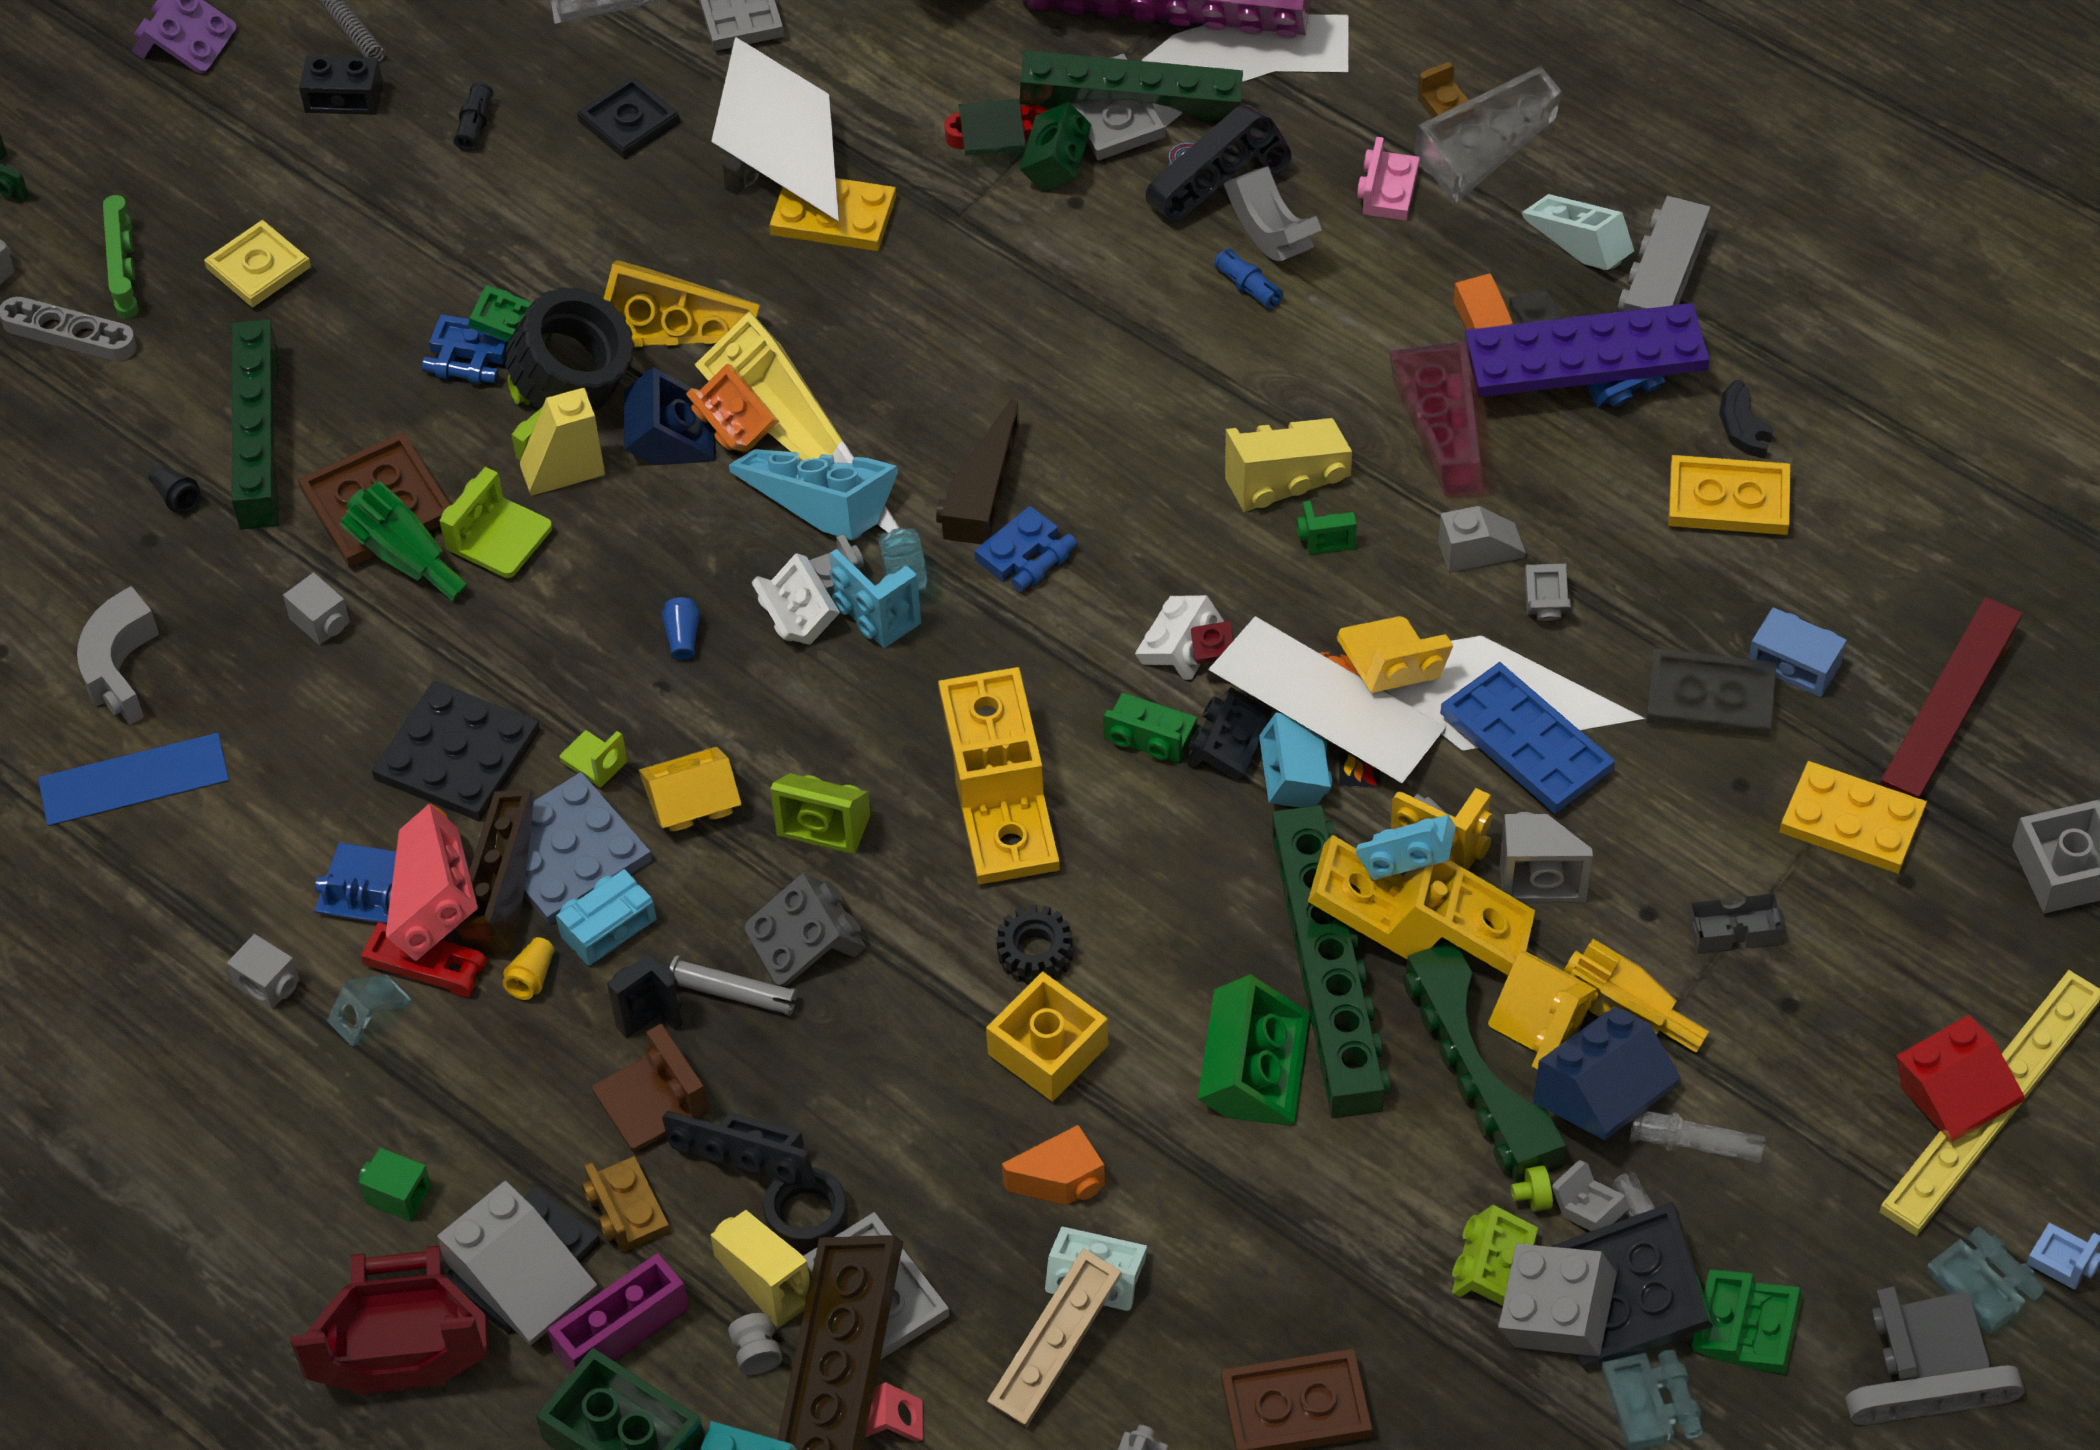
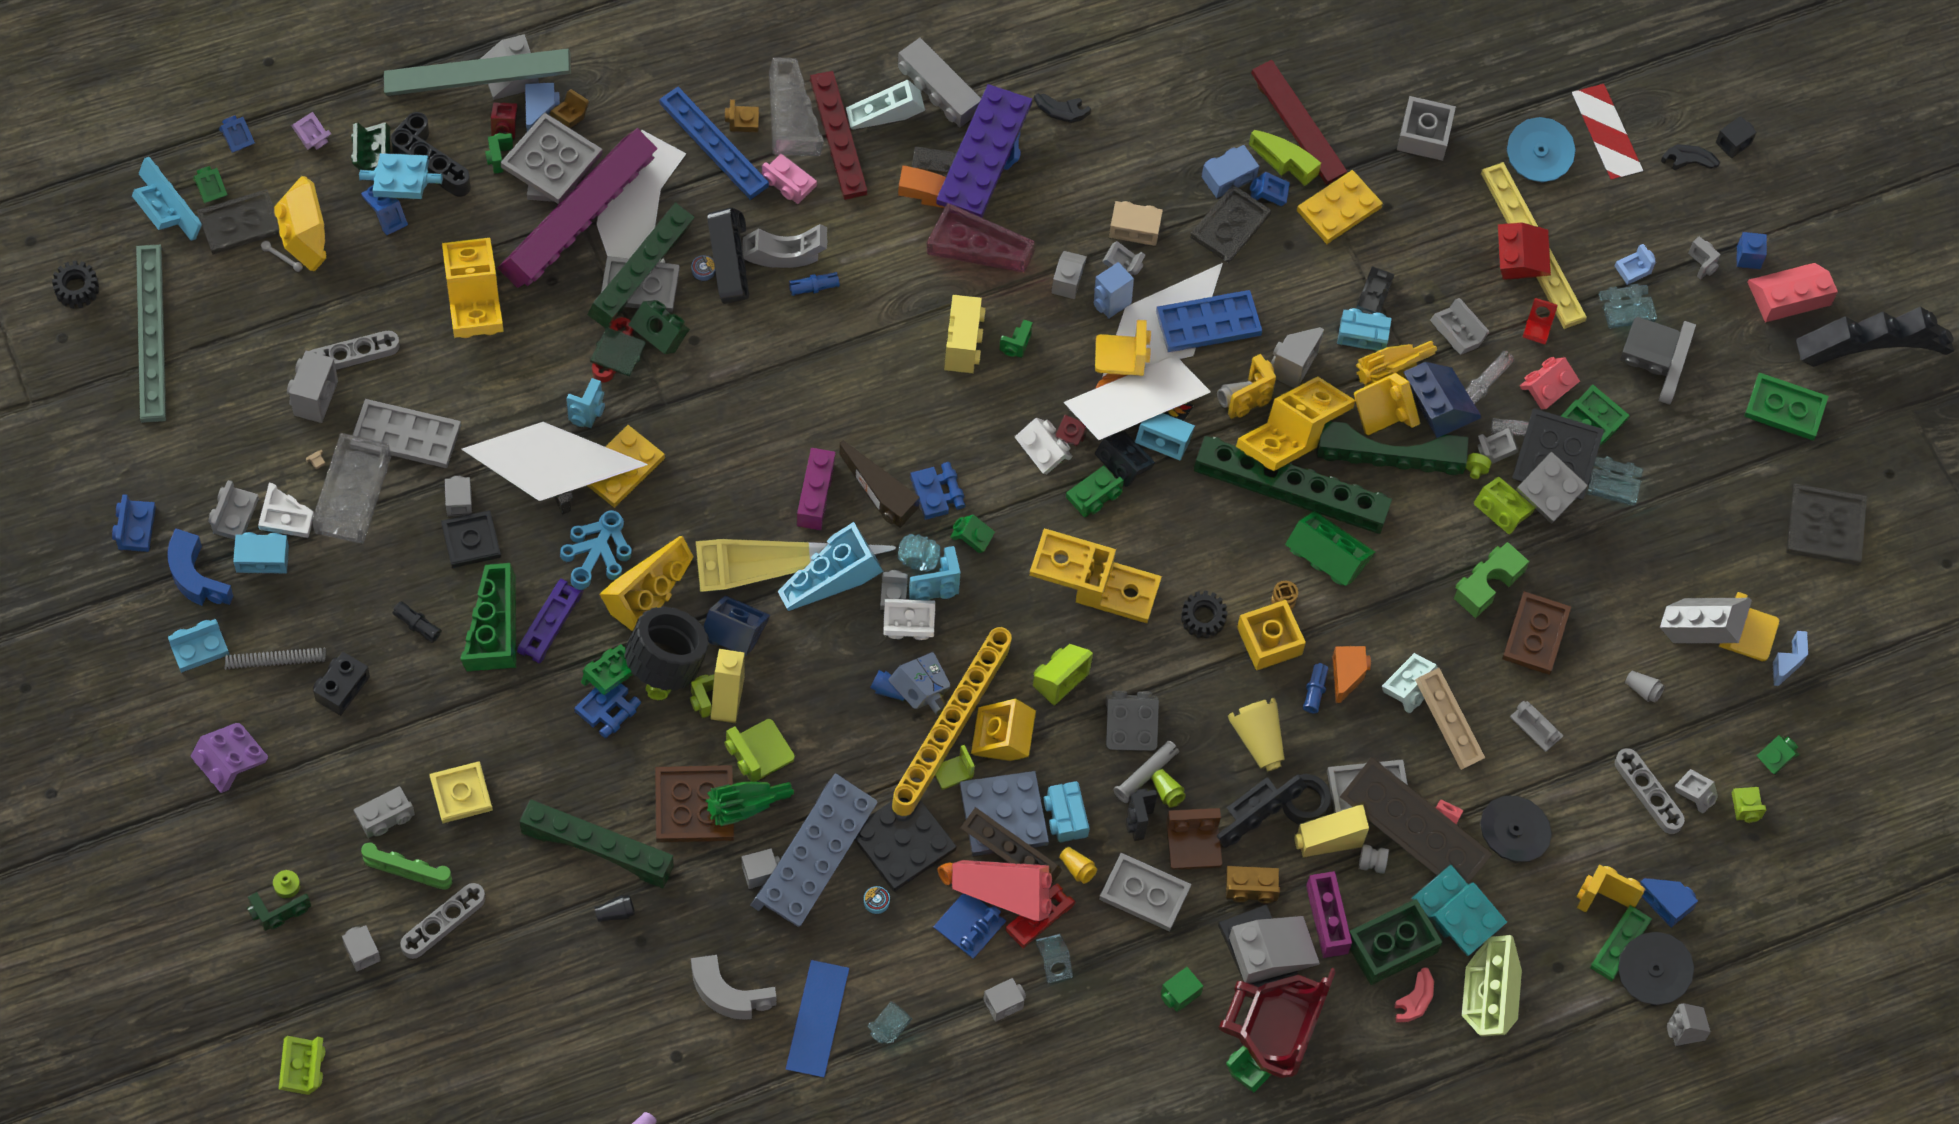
camera: 70 degrees left, 10 degrees up
(39, 163) = (286, 884): none -> lime tile
(153, 856) = (889, 1023): none -> clear light blue bracket
(188, 207) = (384, 812): none -> light grey bracket
(305, 1309) = (1246, 1070): none -> green bracket
(345, 761) = (876, 900): none -> tile
(372, 650) = (816, 851): none -> sand blue bracket
(516, 179) = (493, 626): none -> green wedge
(532, 1071) = (1145, 892): none -> light grey plate
(558, 239) = (549, 620): none -> dark purple plate
(642, 709) = (950, 731): none -> yellow beam
(675, 73) = (458, 496): none -> light grey brick
(701, 653) = (922, 682): none -> sand blue torso
(716, 1026) = (1168, 789): none -> lime cone
(732, 235) = (596, 547): none -> dark azure plant
(732, 410) = (752, 586): orange bracket -> none
(875, 1095) = (1261, 733): none -> light yellow cone
(888, 126) = (585, 410): none -> medium azure bracket
(902, 415) = (815, 488): none -> magenta arch
(982, 615) = (972, 532): none -> green bracket
(1003, 1142) = (1315, 688): none -> blue axle
(1129, 1031) = (1289, 589): none -> pearl gold wheel
(1313, 1279) = (1504, 564): none -> bright green arch
(1379, 85) = (714, 143): none -> blue plate
(1408, 847) = (1269, 407): medium azure bracket -> none
(1478, 591) = (1113, 290): none -> medium blue brick
(1499, 205) = (838, 135): none -> dark red plate
(1620, 579) = (1135, 223): none -> tan brick
(1659, 934) = (1364, 330): none -> medium azure brick
(1729, 494) = (1110, 142): yellow plate -> none
(1759, 1058) = (1460, 327): none -> light grey bracket
(1760, 1229) = (1550, 381): none -> coral bracket
(1808, 714) = (1270, 188): none -> blue bracket
(1850, 1168) = (1538, 327): none -> red bracket
(1878, 709) = (1285, 156): none -> lime slope

